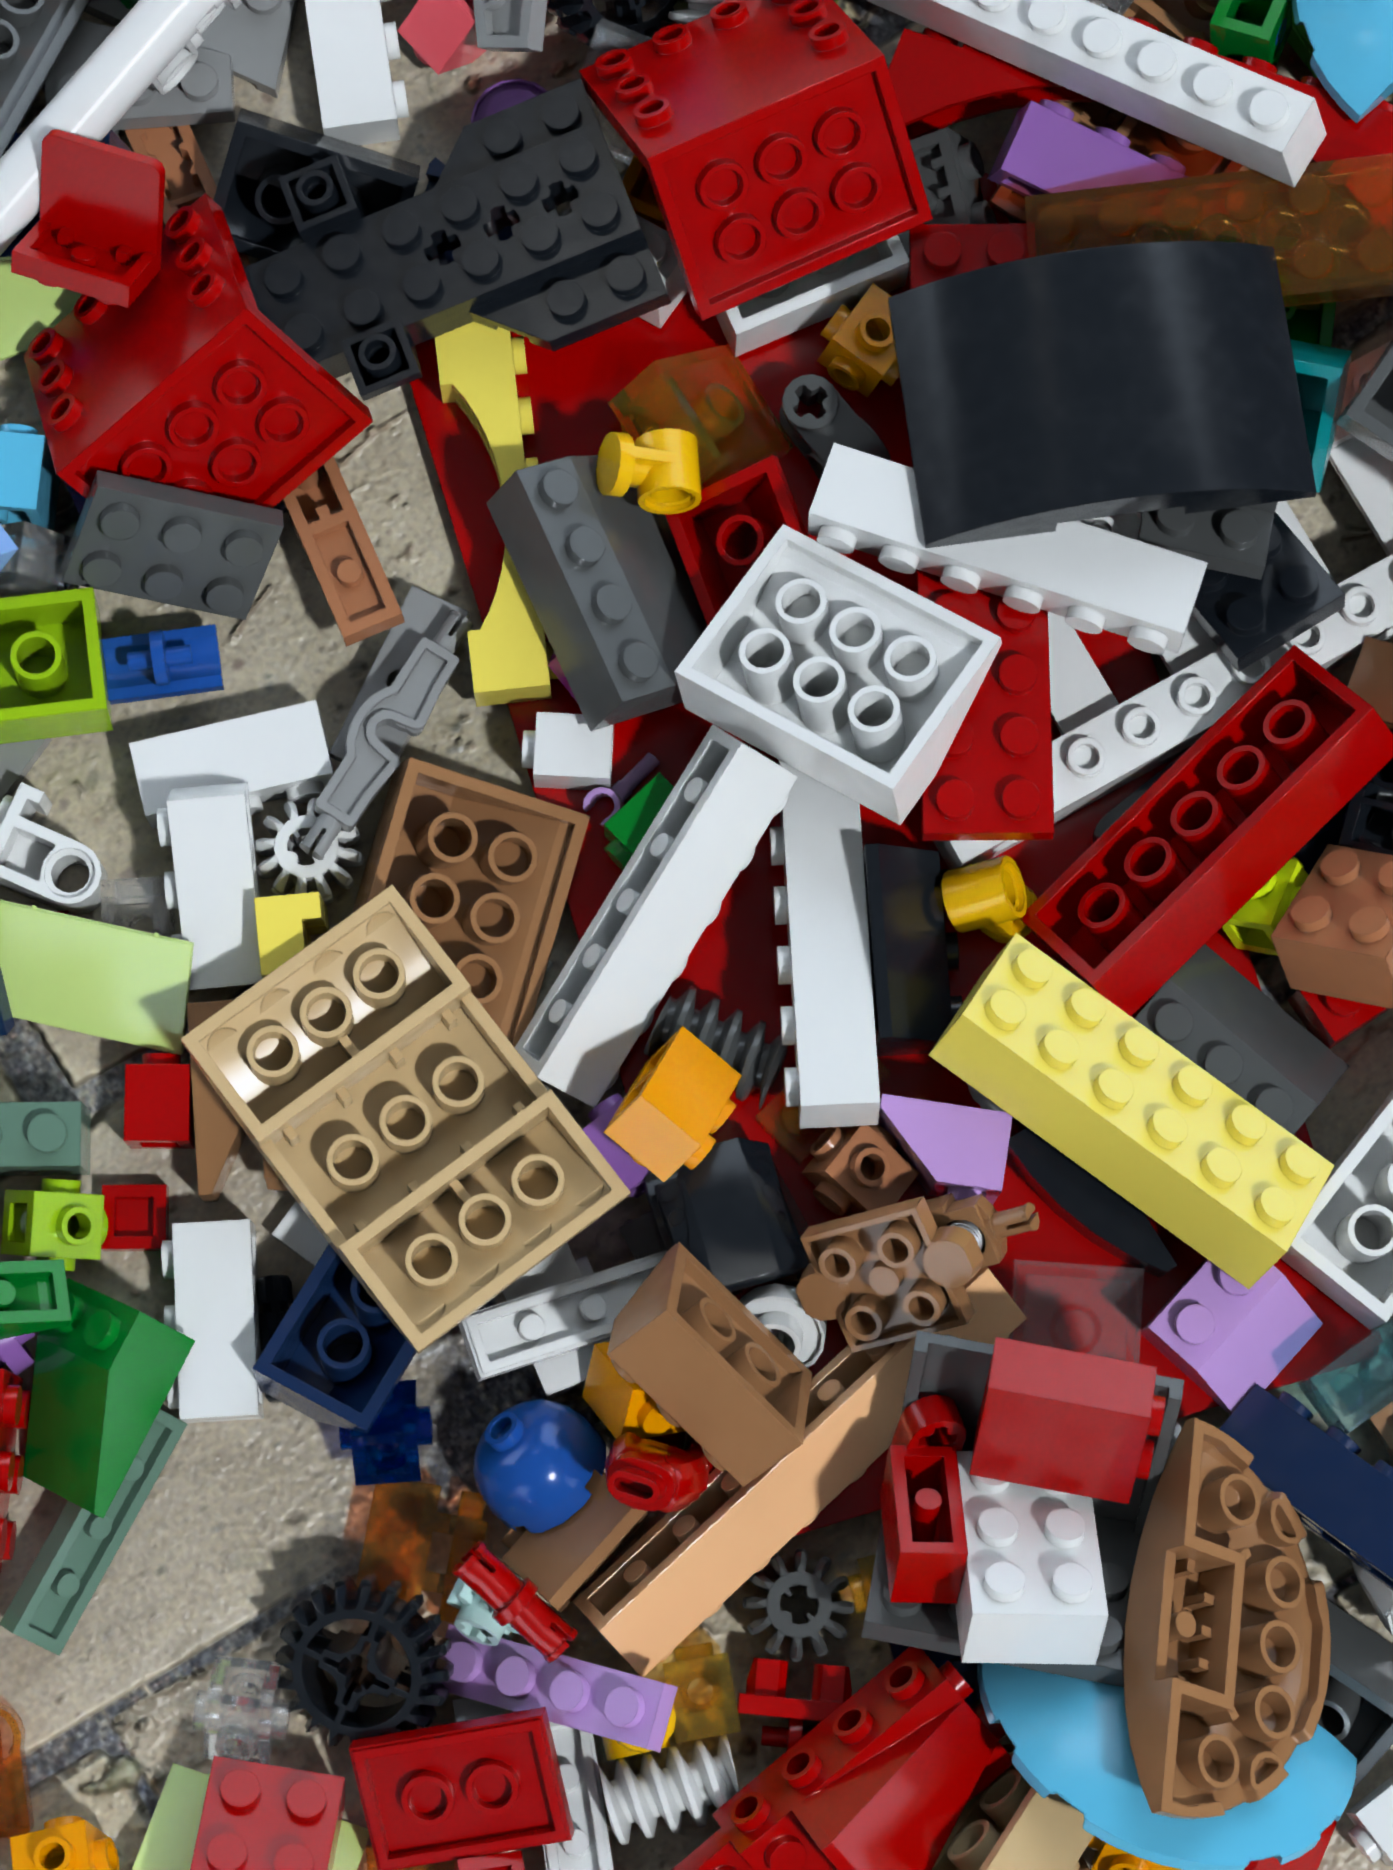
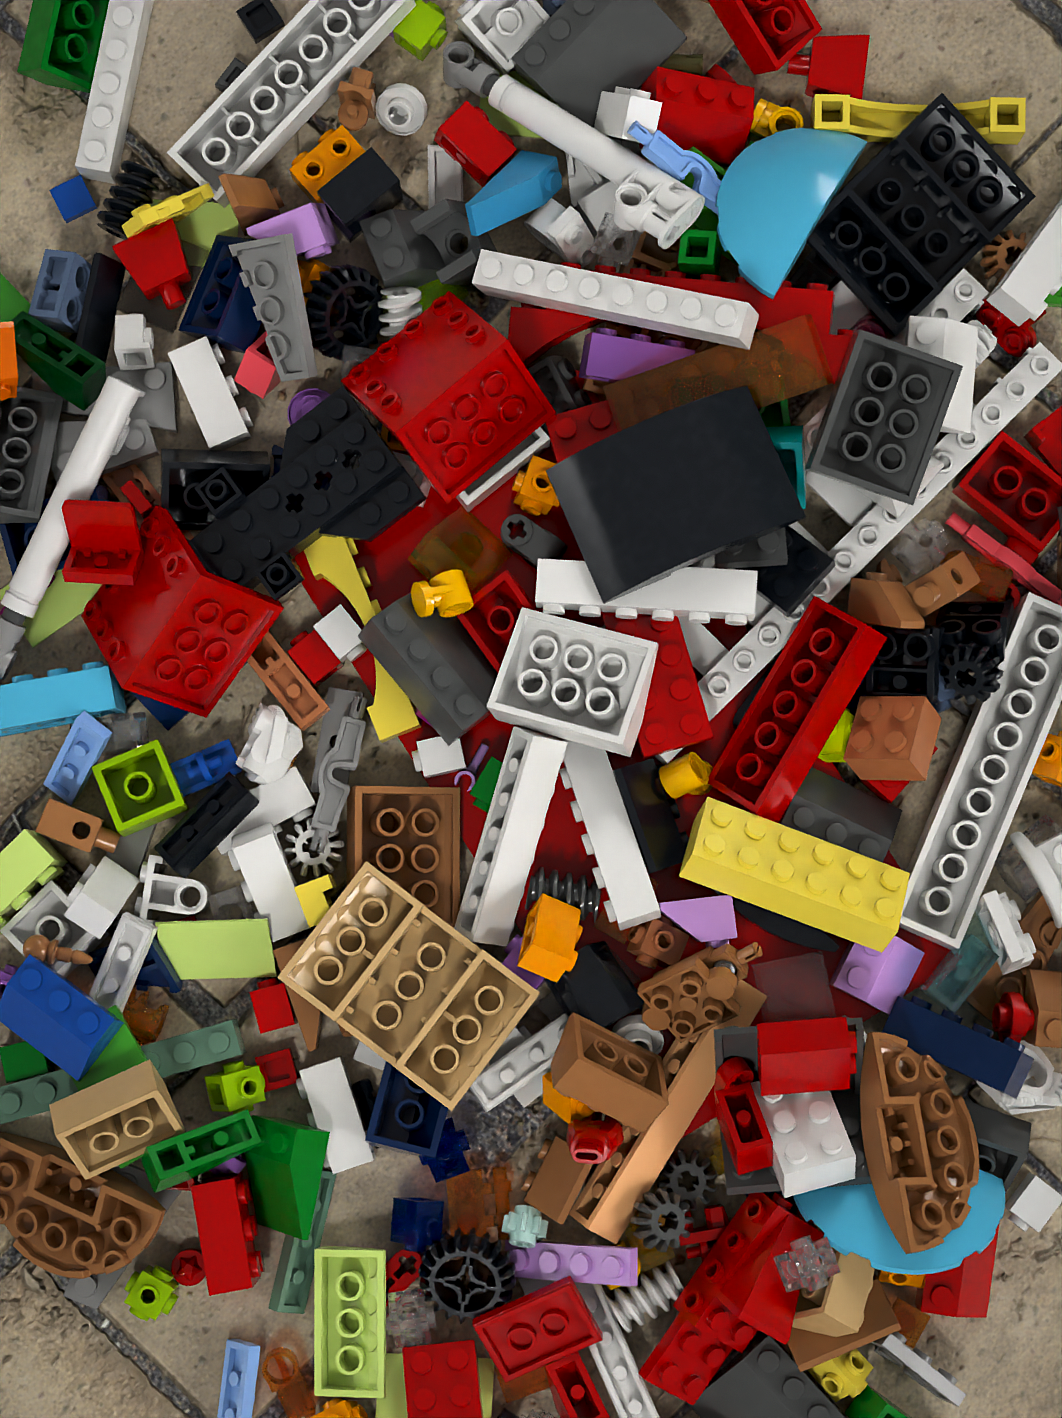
camera: 10 degrees left, 5 degrees up
(135, 757) = (206, 825): none -> black slope
(135, 1689) = (349, 1322): none -> yellowish green slope
(171, 545) = (193, 704): dark grey plate -> none
(177, 178) = (137, 498): none -> red tile
(228, 1621) = (407, 1278): none -> red beam
(285, 655) = (271, 745): none -> white helmet
(301, 1546) = (416, 1222): none -> clear blue brick
(402, 530) = (314, 657): none -> red brick
(456, 499) = (341, 634): none -> white brick
(514, 1601) = (538, 1225): red pin -> none
(537, 1464) = (529, 1145): blue cylinder -> none
(758, 1653) = (673, 1212): none -> dark grey gear
(970, 1794) = (807, 1264): none -> clear brick

